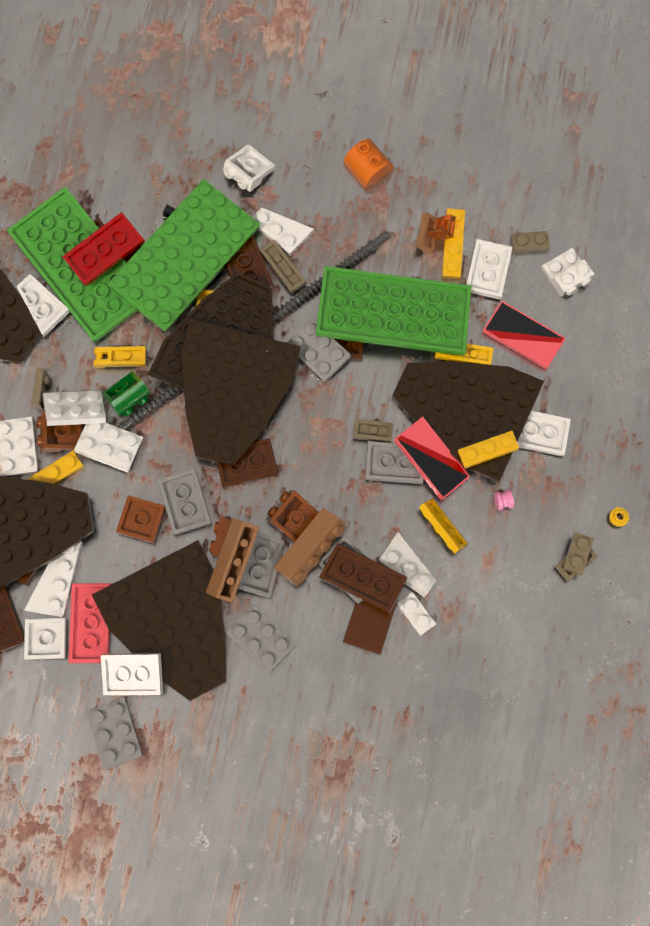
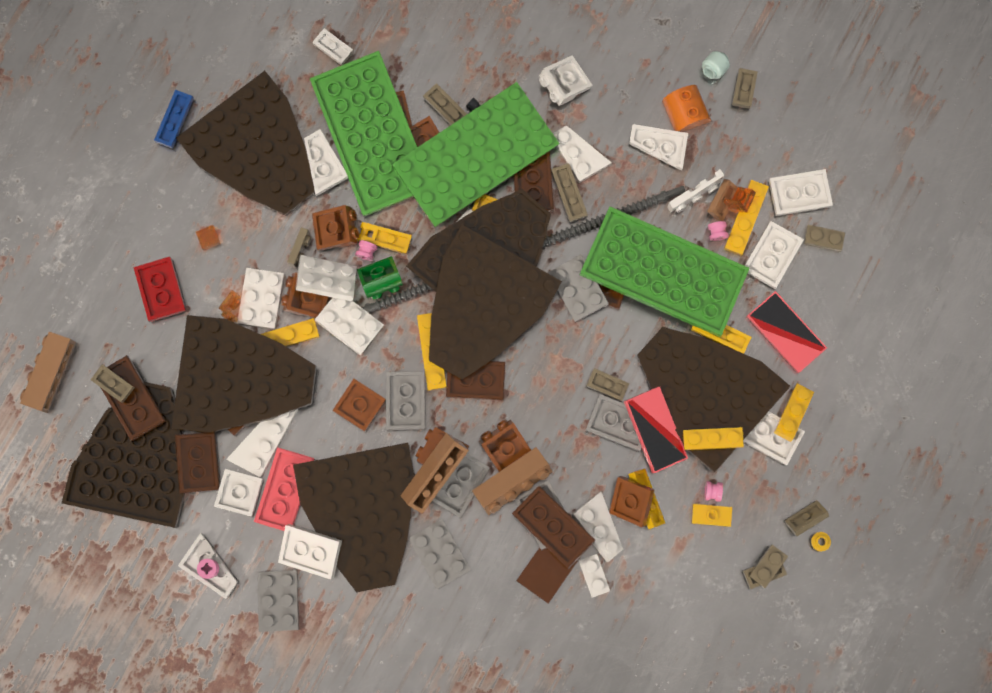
camera: 20 degrees right, 5 degrees up
(21, 197) = (333, 47): none -> white plate
(34, 721) = (201, 549): none -> white wing
(39, 721) = (212, 568): none -> bright pink wheel
(70, 360) = (335, 227): none -> dark orange plate
(103, 249) = (398, 127): red plate -> none
(105, 372) = (366, 250): none -> bright pink wheel
(141, 219) = (444, 104): none -> dark tan plate
(205, 469) = (434, 374): none -> yellow plate
(354, 199) = (660, 143): none -> white wing
(382, 117) = (715, 65): none -> light aqua head
(399, 236) = (703, 187): none -> white wing
(415, 130) = (744, 88): none -> dark tan plate
(430, 531) = (631, 501): none -> dark orange plate
(431, 262) = (718, 231): none -> bright pink wheel
(495, 207) = (800, 192): none -> white plate
(509, 523) = (711, 515): none -> yellow plate
(554, 405) = (793, 412): none -> yellow plate
(568, 272) = (851, 281): white plate -> none
(599, 498) = (807, 518): none -> dark tan plate

